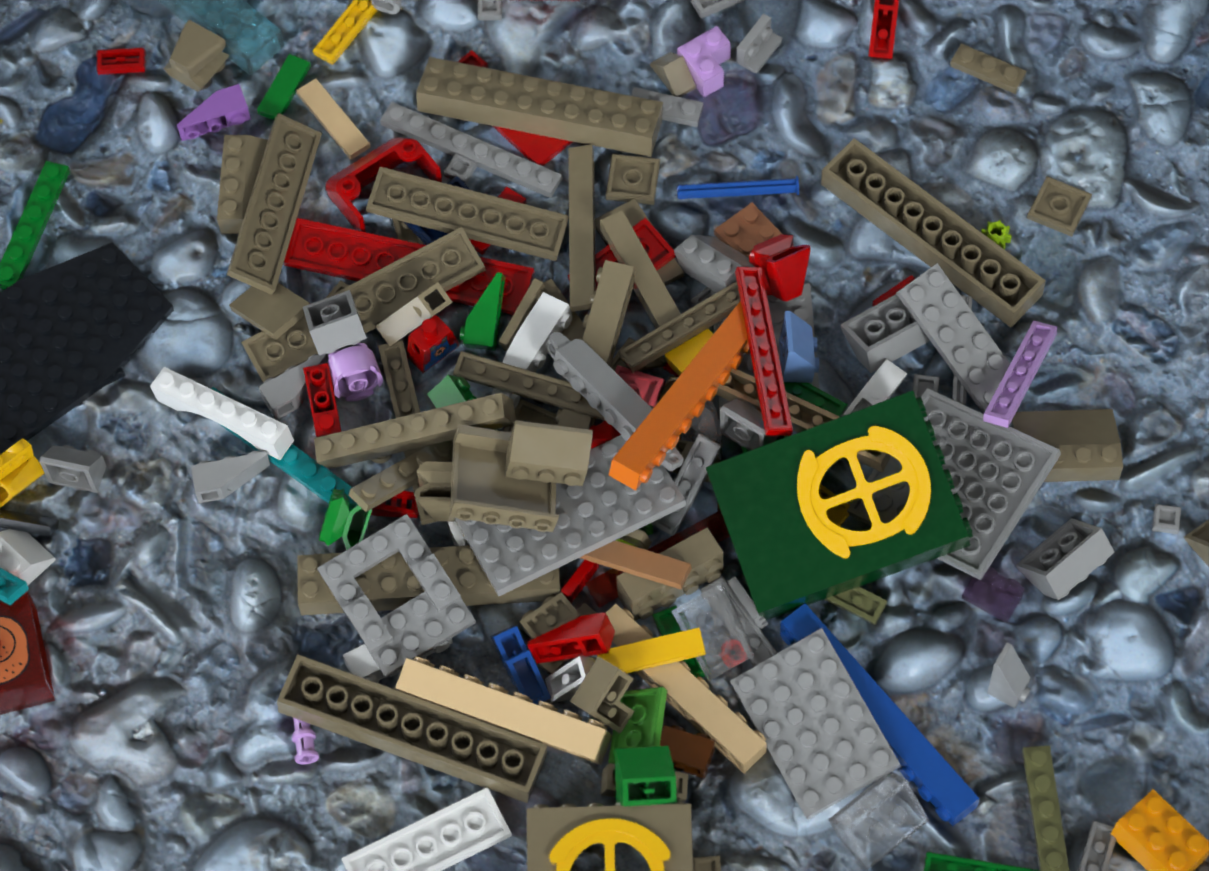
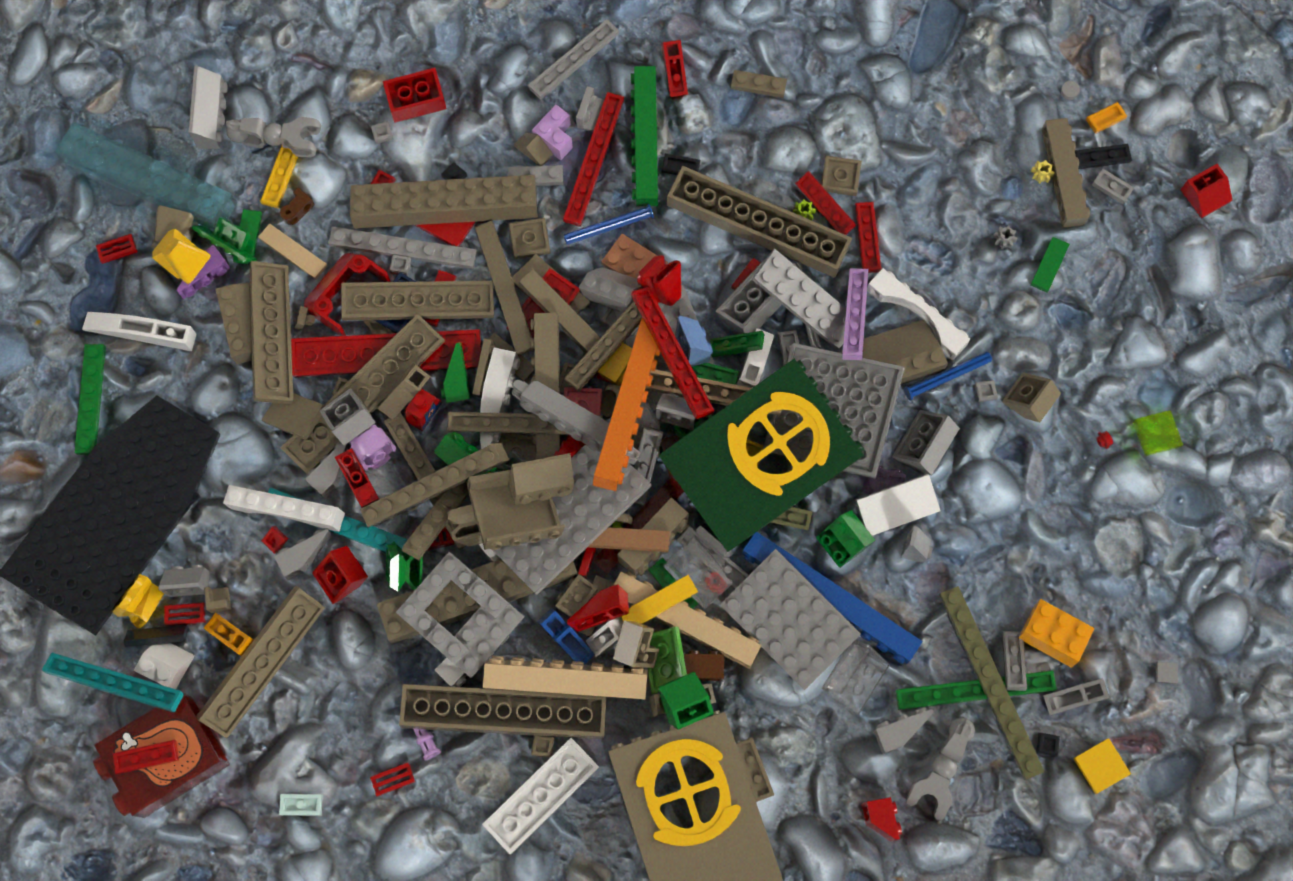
camera: 20 degrees left, 10 degrees up
(75, 519) = (201, 613): none -> red tile
(105, 501) = (217, 599): none -> dark tan panel
(110, 550) = (228, 634): none -> light orange slope
(120, 160) = (141, 329): none -> white slope
(125, 770) = (301, 805): none -> light aqua plate
(133, 585) = (260, 662): none -> dark tan plate
(194, 85) = (180, 256): none -> yellow piece
(198, 448) = (274, 539): none -> red tile
(243, 765) = (381, 792): none -> red tile
(261, 80) = (229, 237): none -> green bracket
(264, 511) = (339, 574): none -> red slope
(320, 200) = (303, 319): none -> dark tan tile
(355, 68) = (296, 208): none -> reddish brown leg
(448, 789) = (542, 746): none -> dark tan tile
(564, 74) = (454, 172): none -> black plate
(745, 105) = (593, 159): none -> red plate
(820, 94) = (645, 136): none -> green brick
(844, 134) = (672, 164): none -> black tile
(854, 370) = (737, 343): none -> green tile
(920, 646) = (845, 538): none -> green slope
(991, 623) = (898, 505): none -> white tile
(1027, 234) = (825, 203): none -> red tile
(1071, 289) = (867, 236): none -> red tile
(1076, 359) = (890, 290): none -> white arch
(1121, 485) = (947, 375): none -> blue axle

